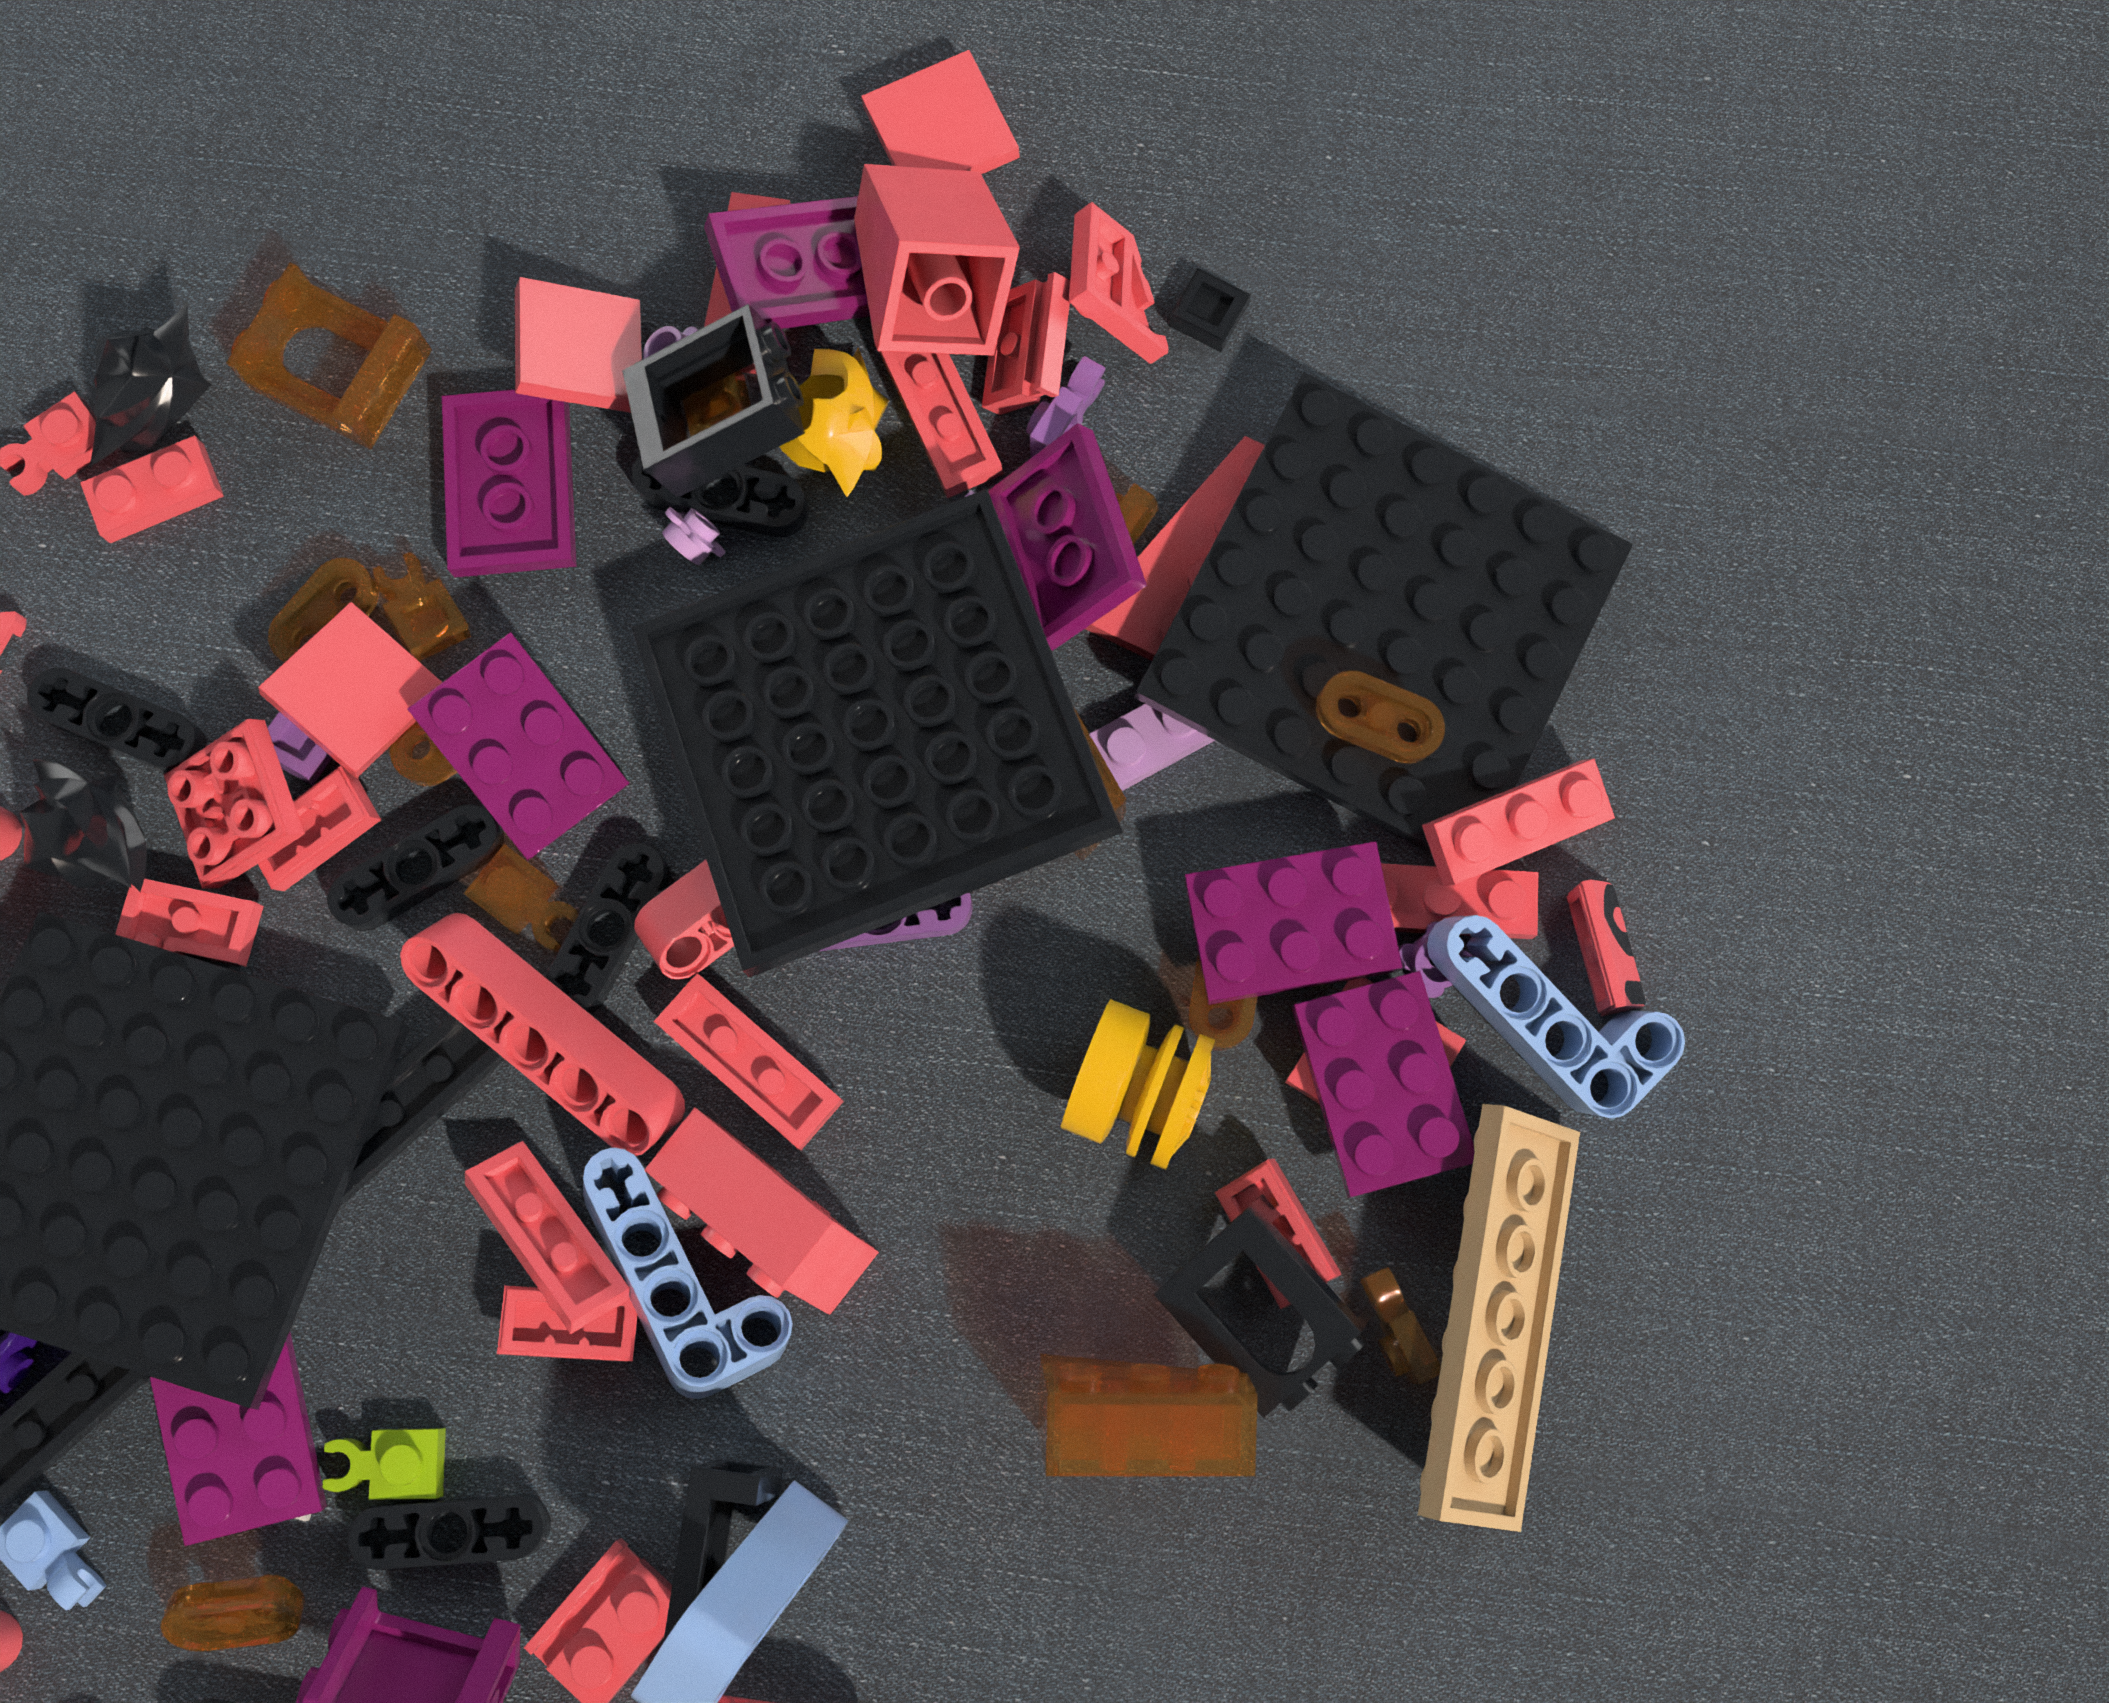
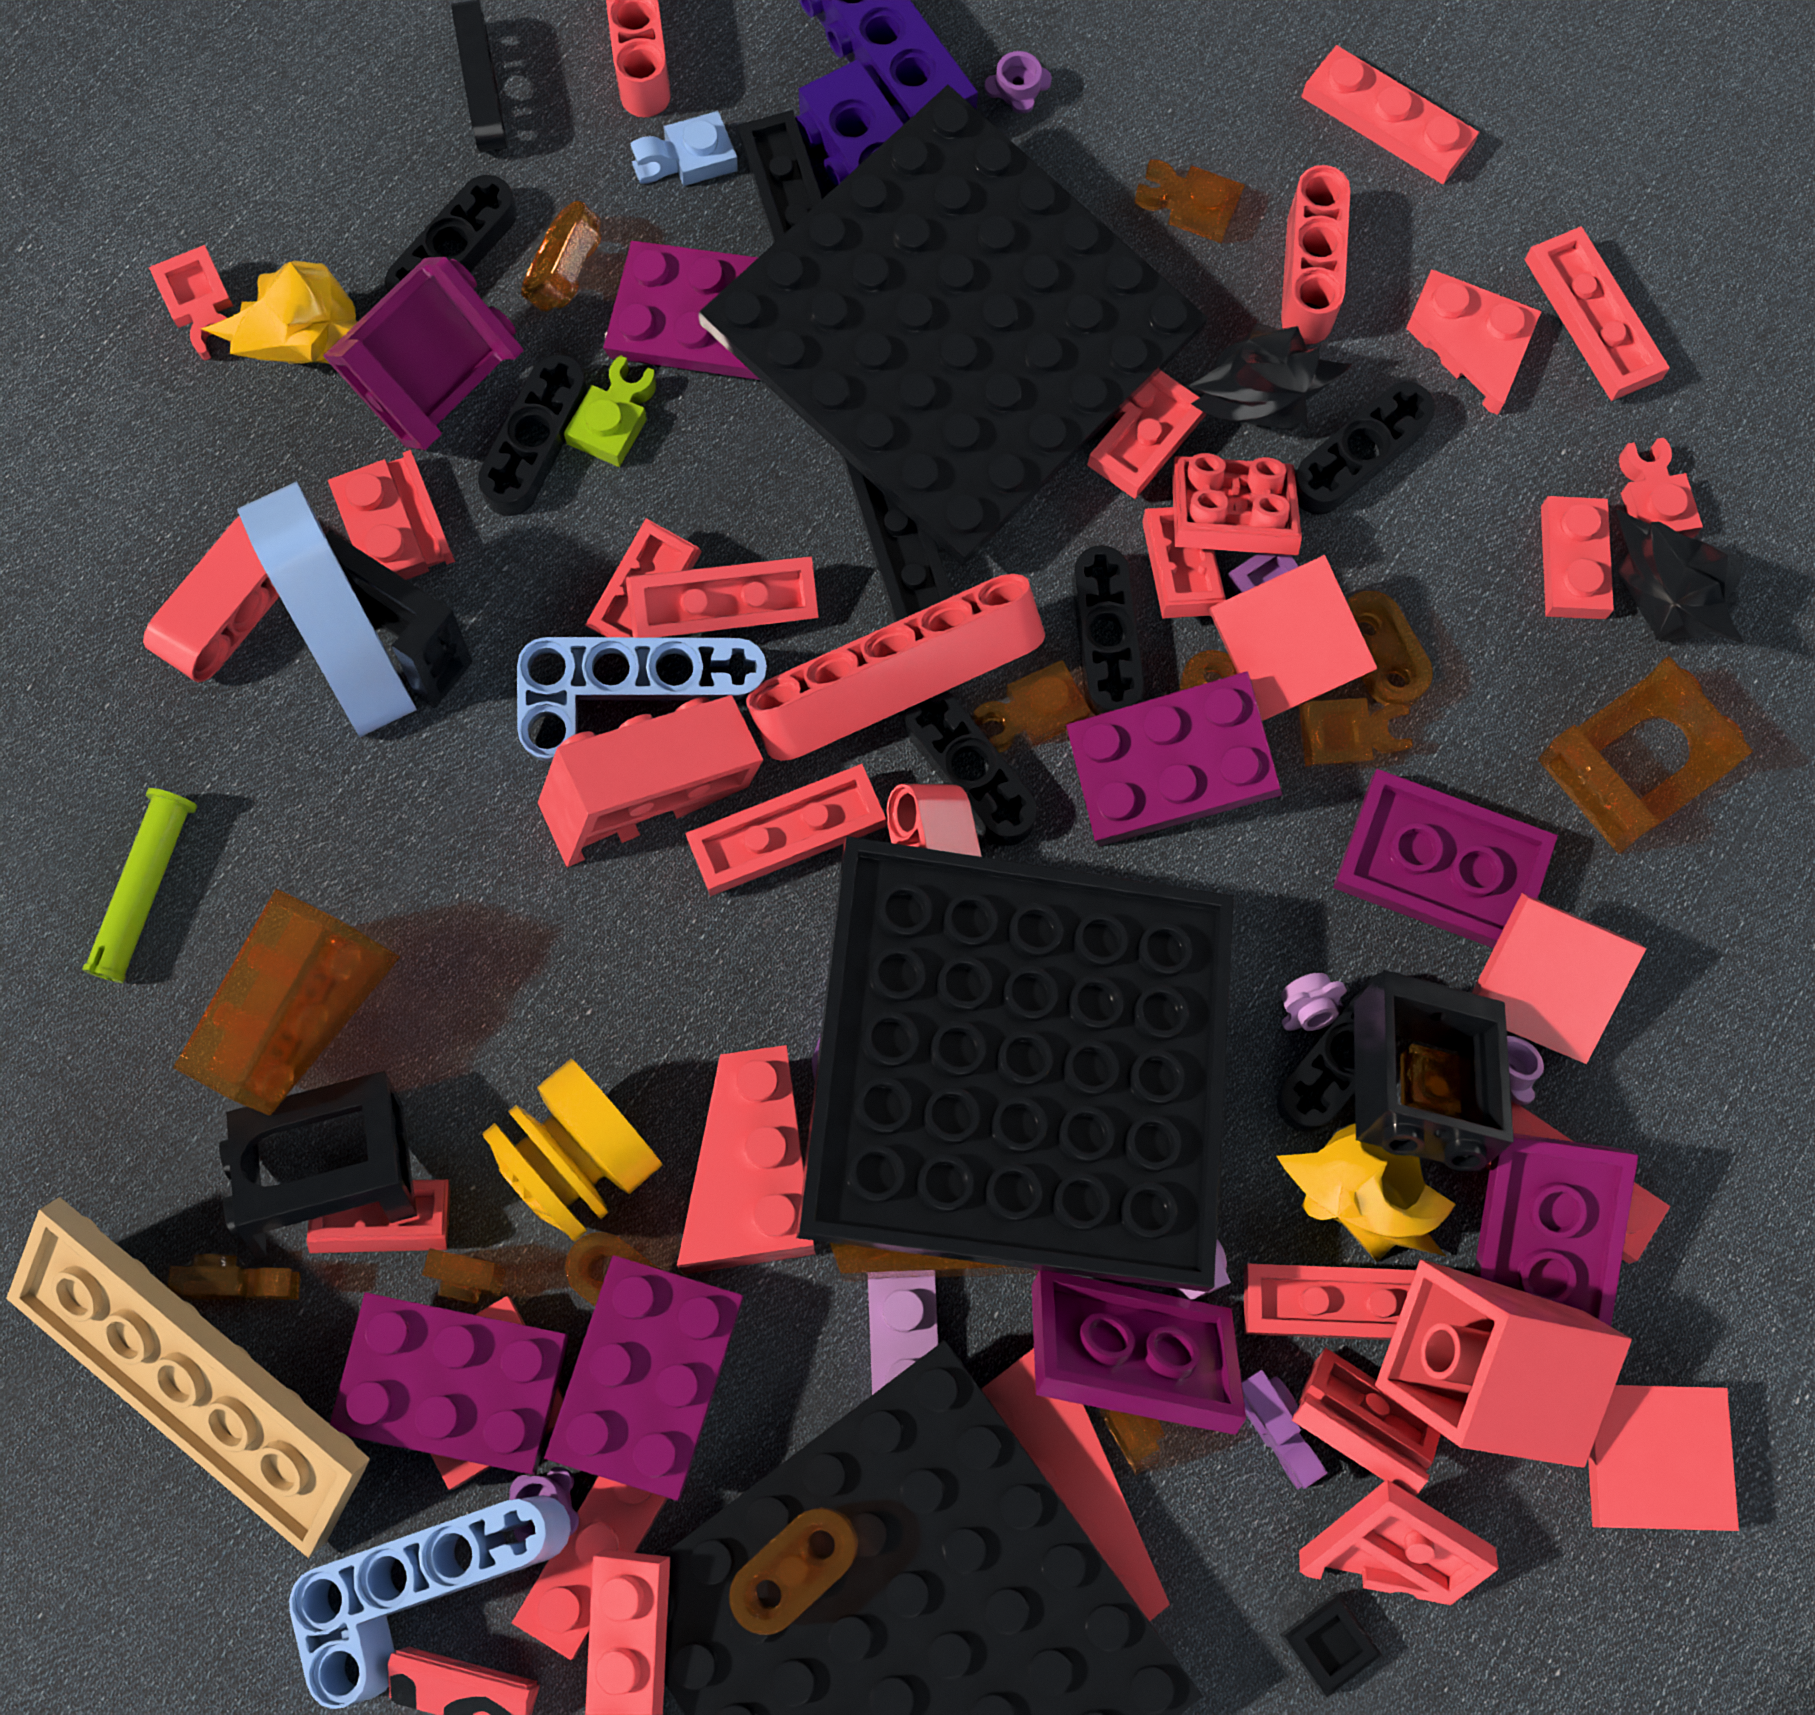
camera: 110 degrees right, 5 degrees down
(1073, 927) = (747, 1168): none -> coral wedge
(1096, 1648) = (138, 885): none -> lime pin
(1290, 1128) = (462, 1276): none -> clear orange plate

